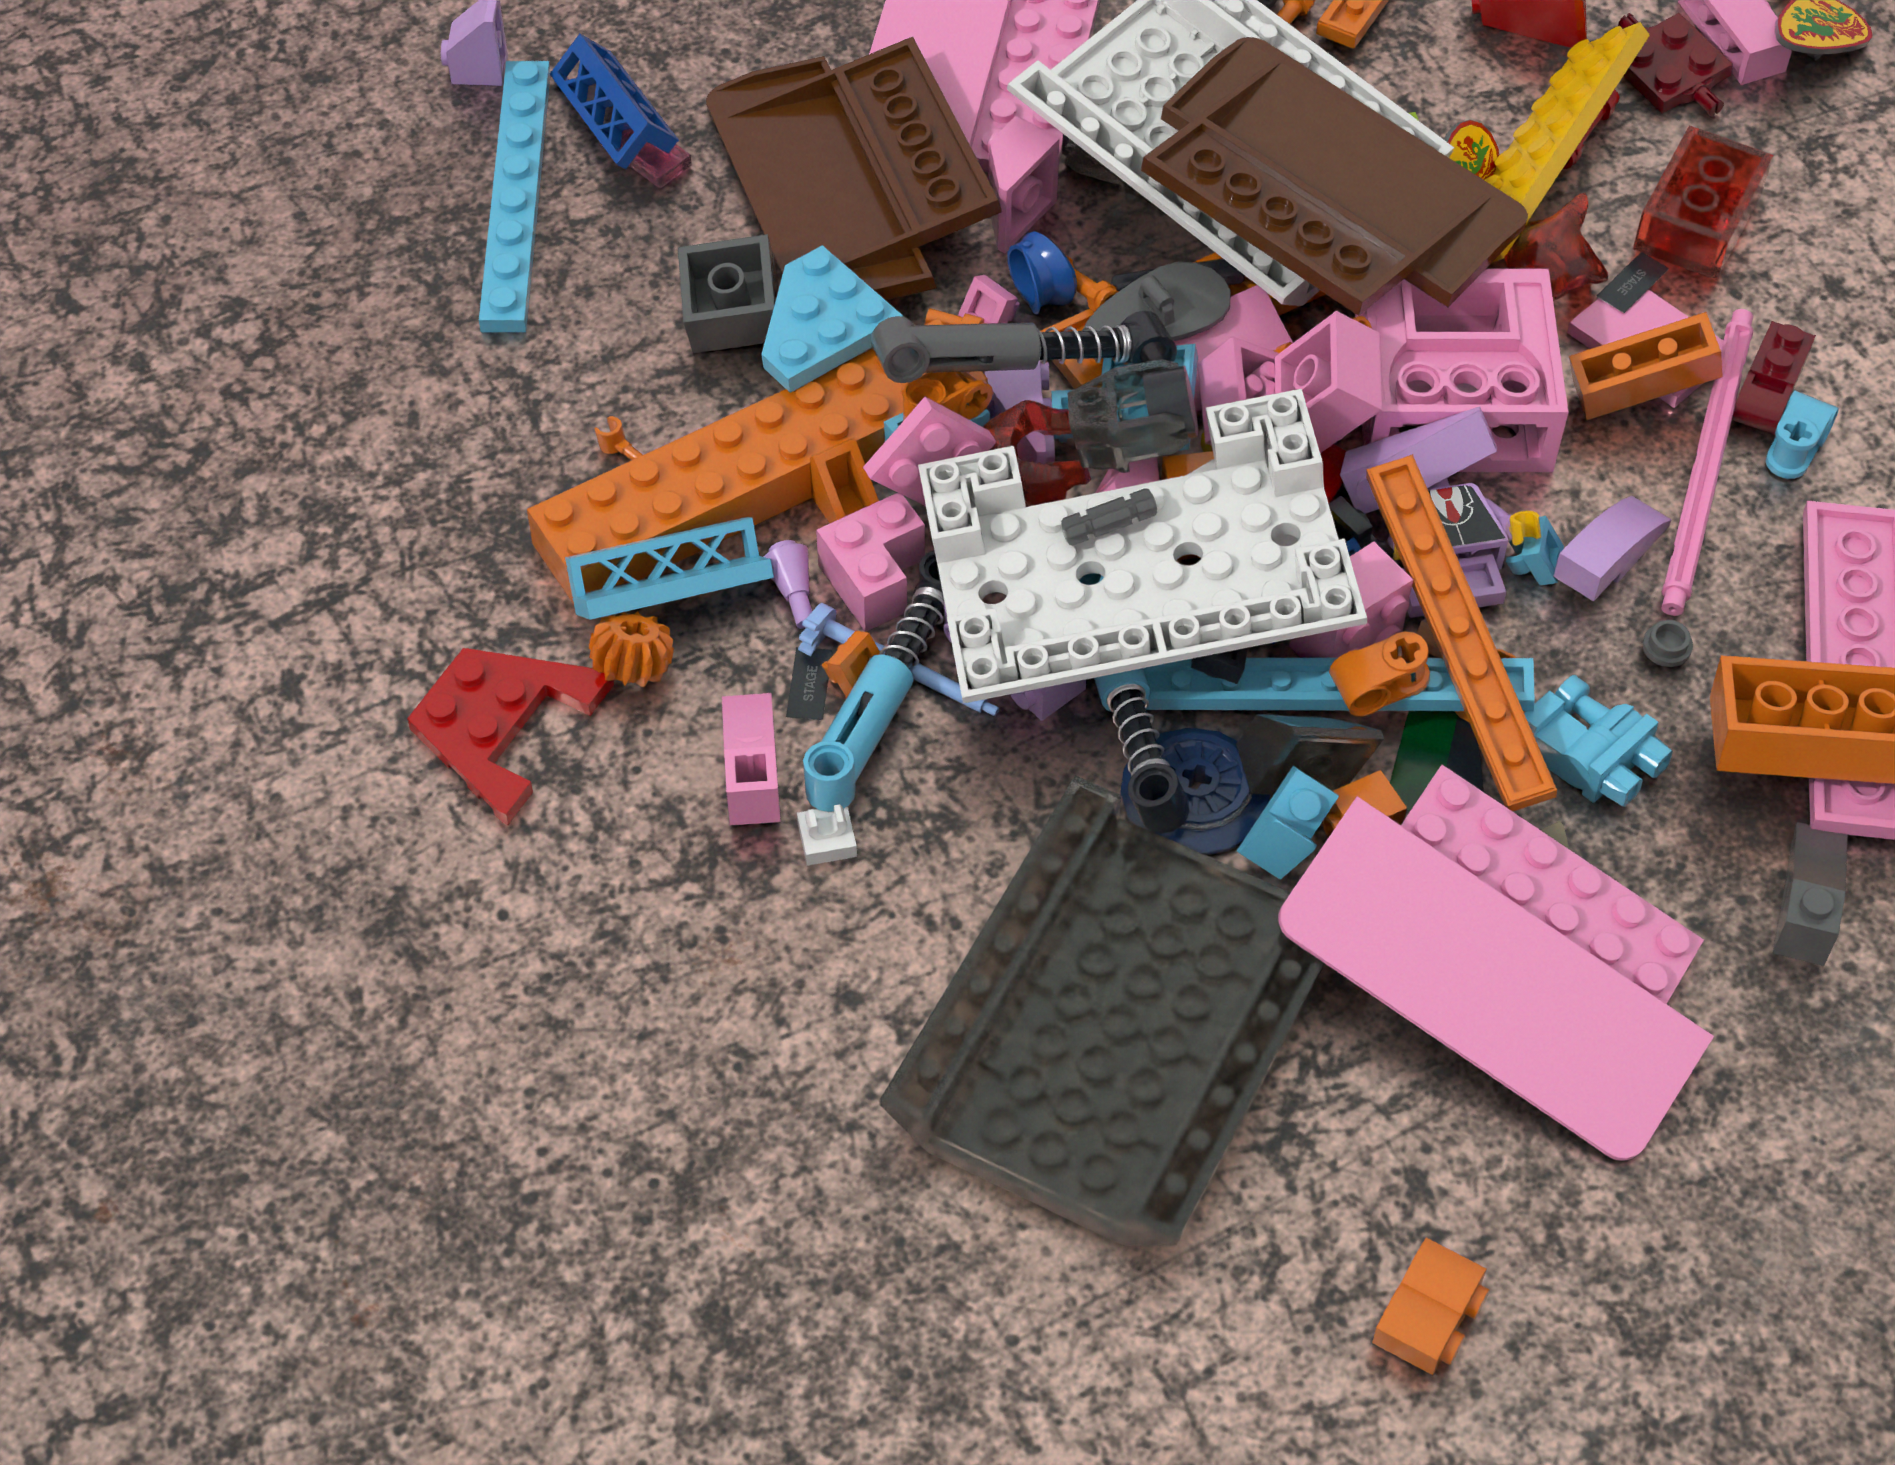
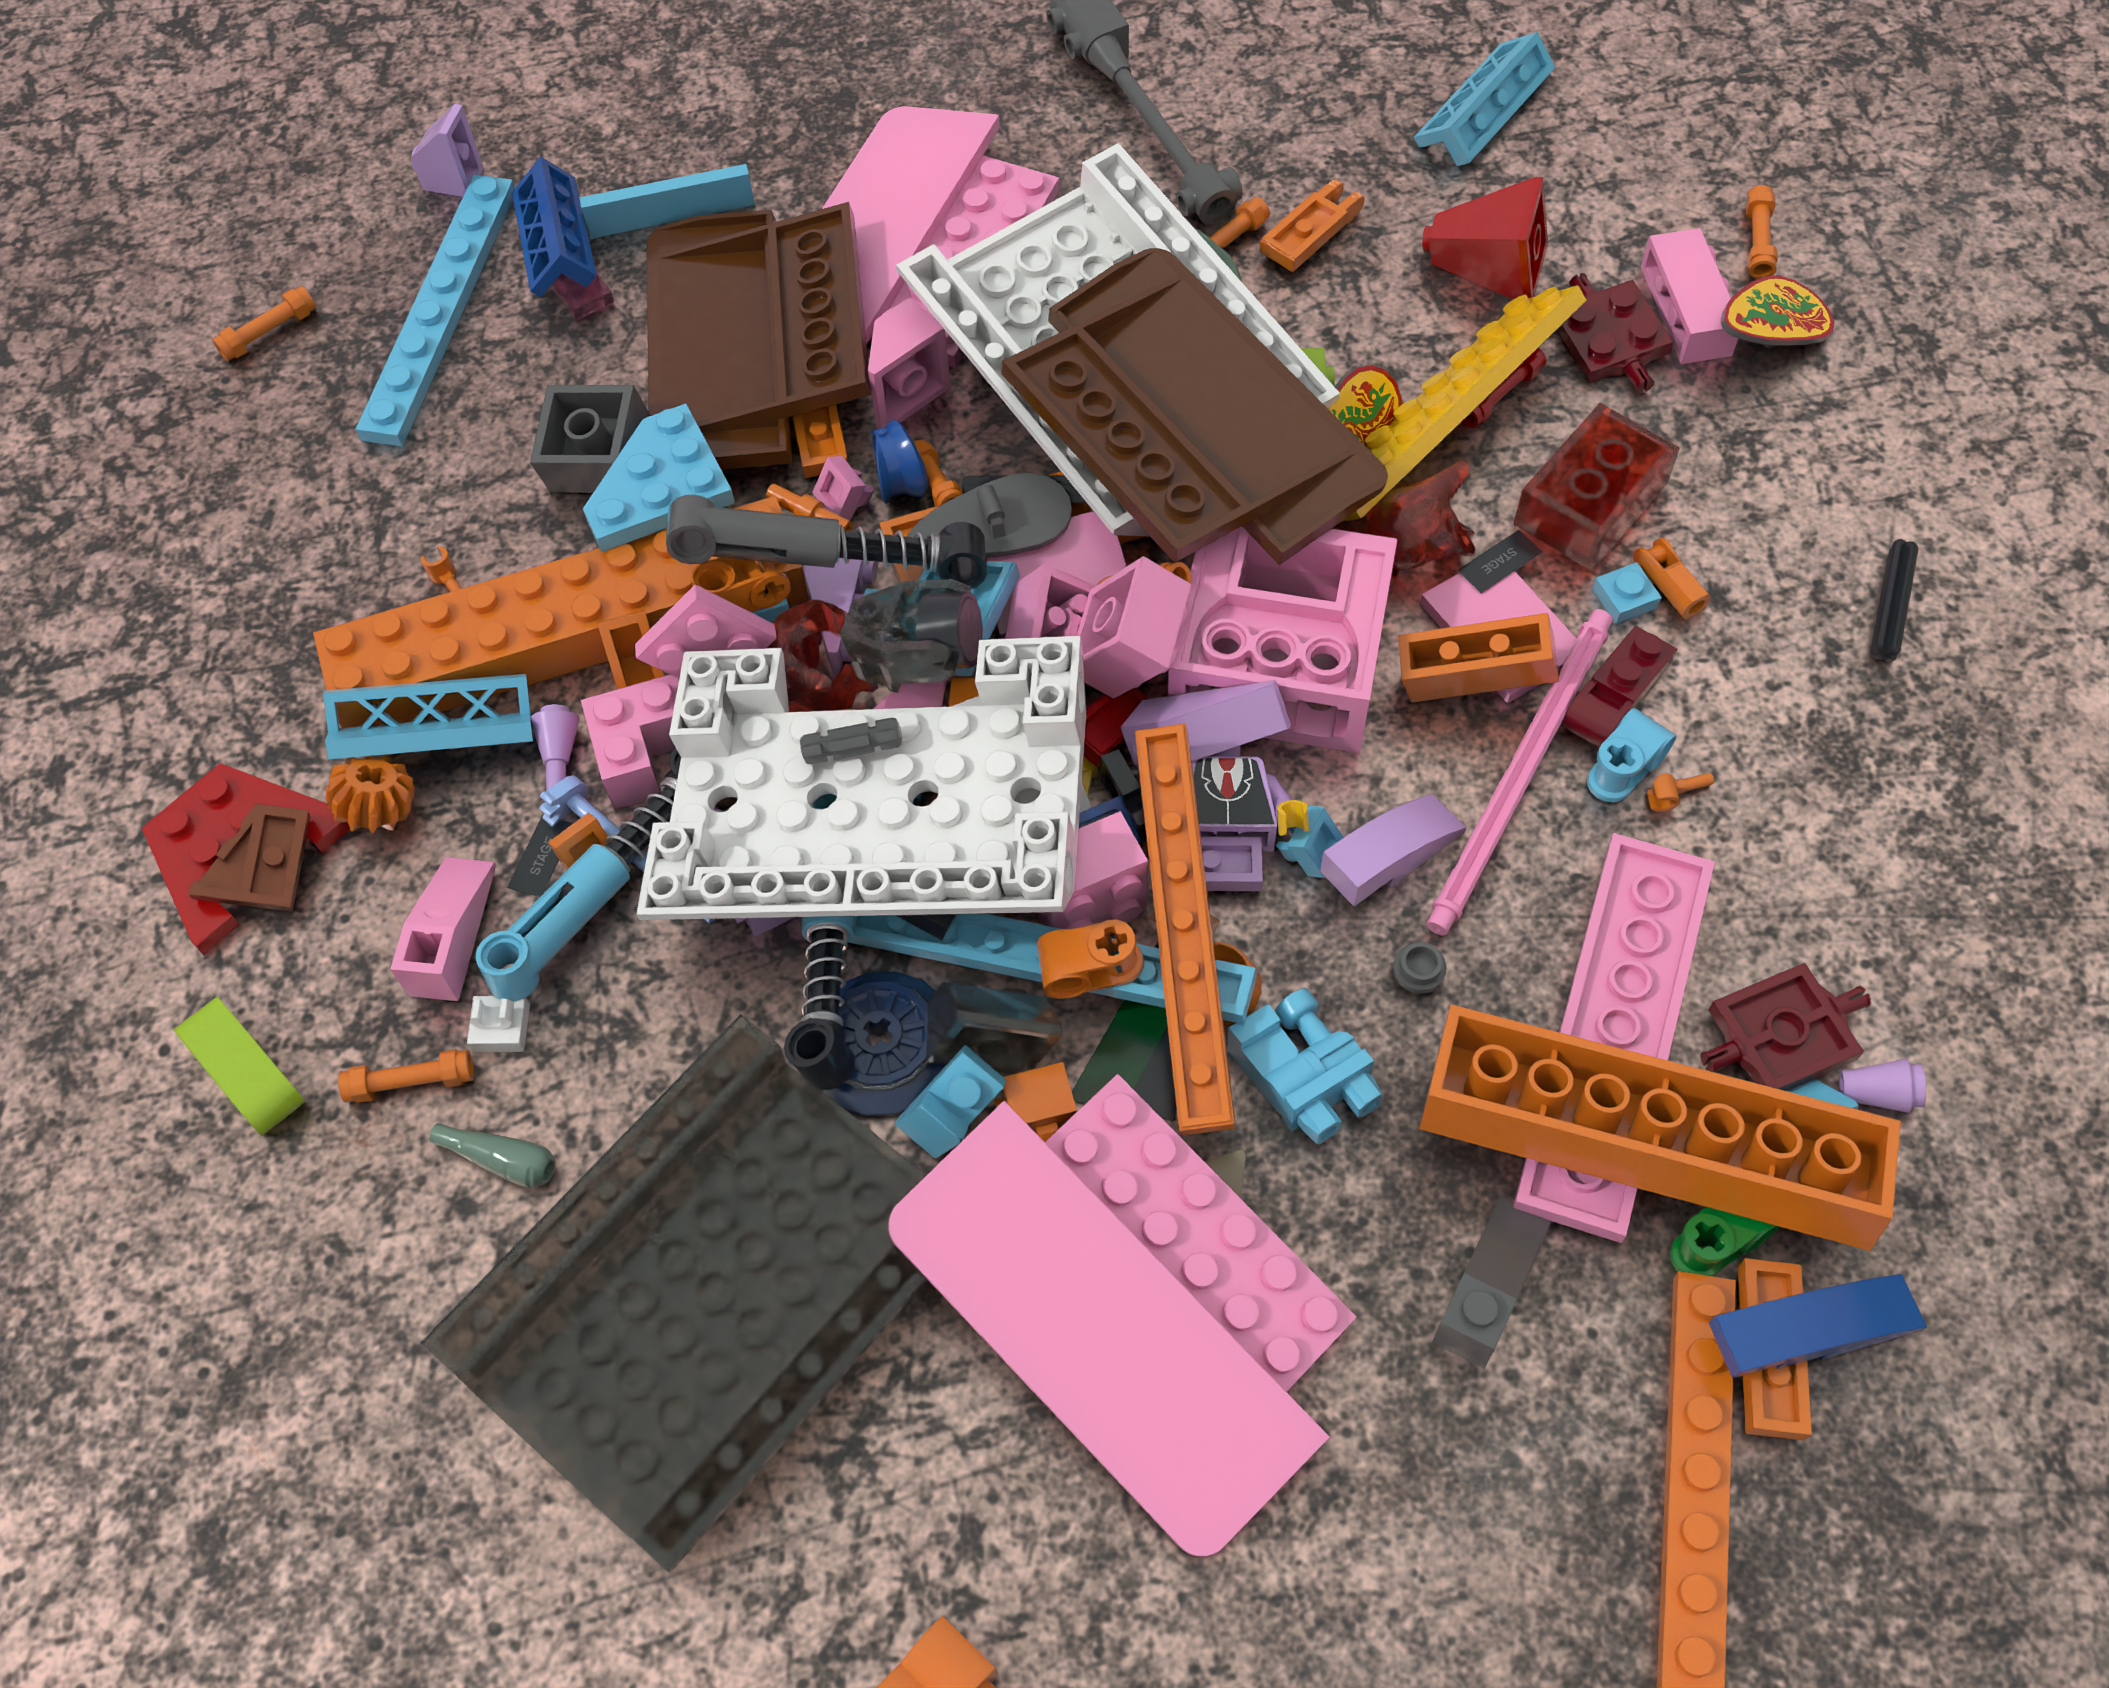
camera: 15 degrees right, 5 degrees up
(367, 211) = (295, 304): none -> orange bar
(543, 727) = (260, 862): none -> copper wing
(592, 910) = (239, 1066): none -> lime beam
(719, 60) = (667, 201): none -> medium azure tile
(799, 879) = (361, 1083): none -> orange bar
(877, 945) = (502, 1155): none -> sand green piece
(951, 265) = (818, 438): none -> orange plate
(1755, 293) = (1626, 593): none -> medium azure plate
(1791, 274) = (1674, 580): none -> orange bar
(1842, 459) = (1666, 790): none -> orange hand

